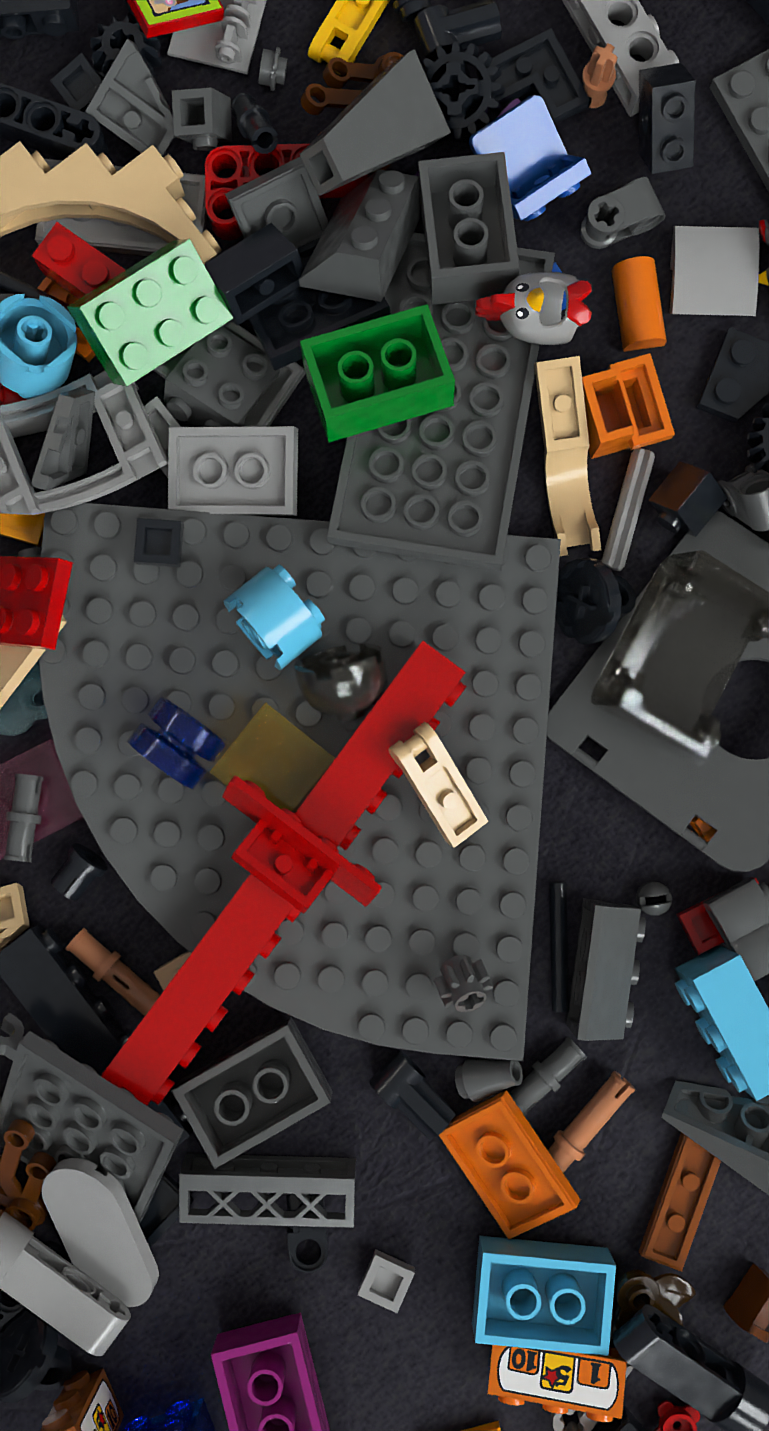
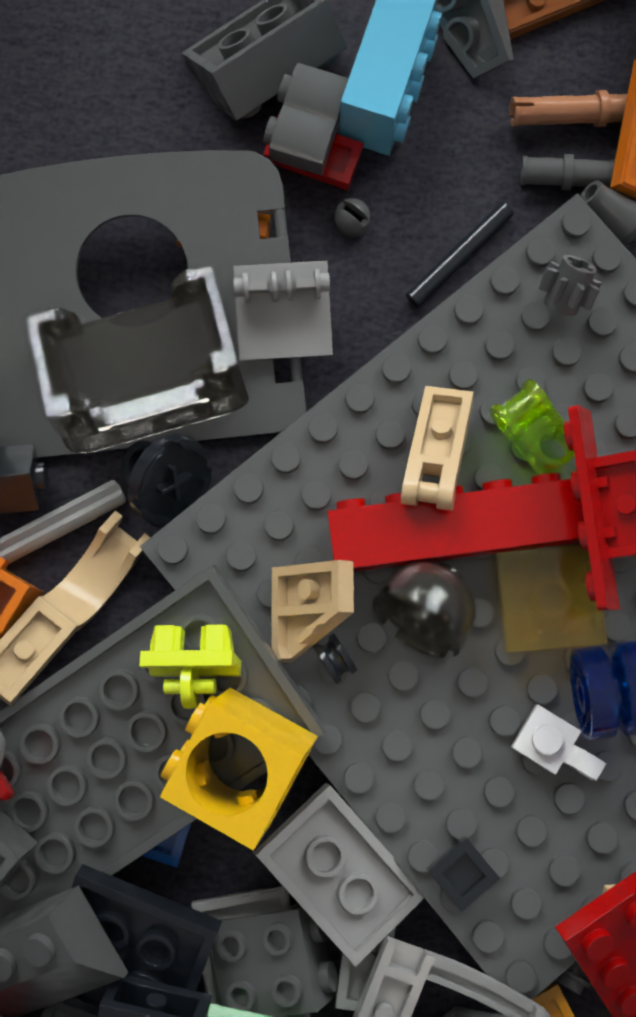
camera: 140 degrees left, 5 degrees down
(184, 677) = (551, 742): none -> white plate
(276, 616) = (431, 710): medium azure brick -> none
(354, 424) = (198, 790): none -> yellow brick
(367, 590) = (335, 658): none -> black bush
(378, 373) = (132, 833): green brick -> none
(395, 864) = (532, 425): none -> clear neon green piece
(417, 603) = (309, 604): none -> tan wing
(469, 483) = (170, 659): none -> neon yellow hips
(604, 970) = (446, 200): dark grey slope -> none
(631, 783) = (283, 310): none -> light grey hinge

